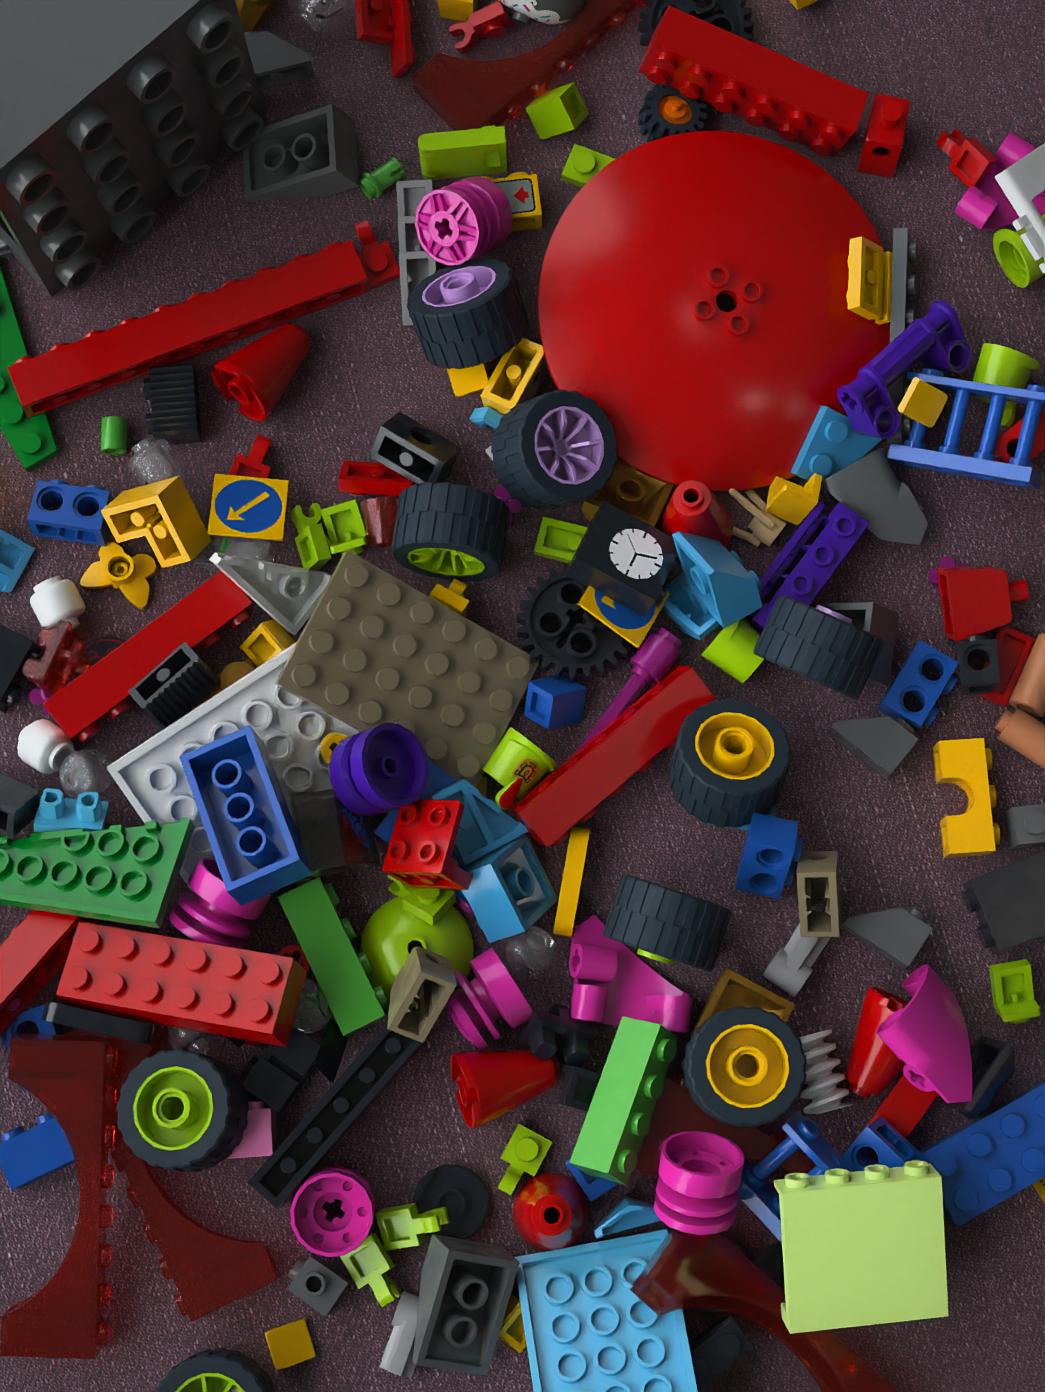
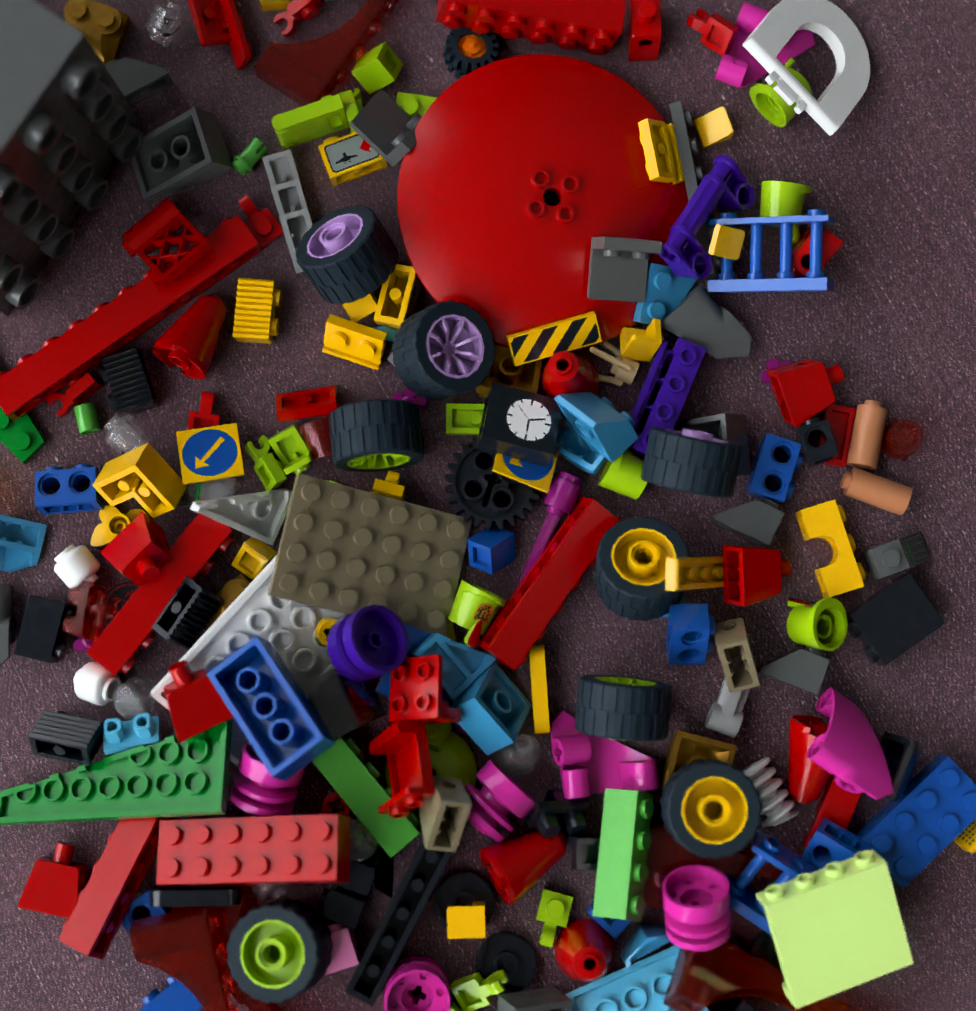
camera: 15 degrees left, 5 degrees up
(112, 402) = (79, 391): none -> red plate
(136, 599) = (139, 550): none -> red torso
(156, 788) = (193, 702): none -> red torso
(252, 238) = (156, 231): none -> red piece
(344, 357) = (256, 311): none -> yellow brick
(392, 927) = (408, 766): none -> red panel
(414, 450) = (331, 375): black brick -> none
(415, 1134) = (466, 921): none -> yellow panel
(418, 1117) = (463, 889): none -> black tile
(452, 417) = (354, 342): none -> yellow plate
(463, 220) = (324, 178): dark pink wheel -> none
(517, 149) = (352, 103): none -> lime plate
(550, 178) = (386, 127): none -> dark grey bracket
(672, 467) = (554, 337): none -> yellow tile
(788, 402) = (619, 268): none -> dark grey bracket
(797, 782) = (694, 573): none -> yellow tile
(863, 802) = (752, 574): none -> red torso
(929, 882) = (817, 624): none -> lime hat
(941, 270) = (714, 127): none -> yellow slope
(1013, 991) = (902, 692): lime bracket -> none

